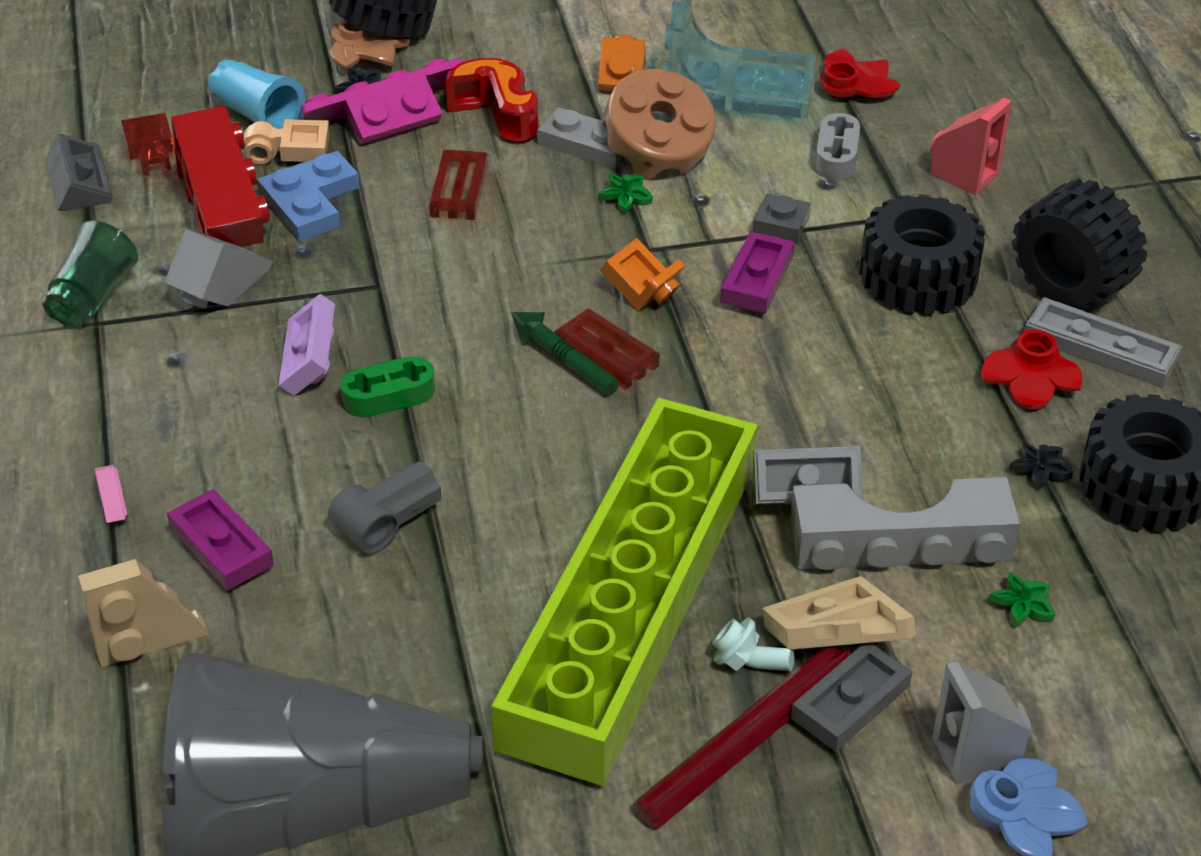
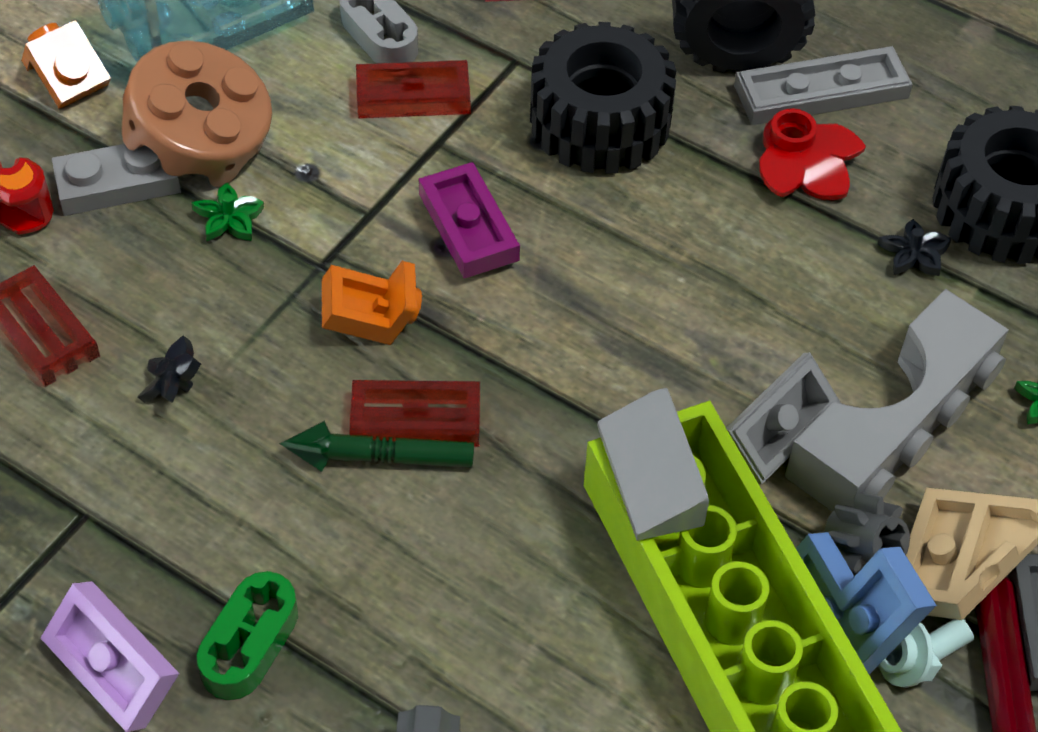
camera: 45 degrees left, 10 degrees up
(496, 244) = (172, 371): none -> black plant
(674, 427) = (654, 466): none -> light grey slope
(725, 583) = (876, 604): none -> medium blue plate
(782, 217) = (415, 142): dark grey plate -> none
(797, 574) = (866, 529): none -> dark grey gear
(828, 195) = (405, 91): none -> clear red tile

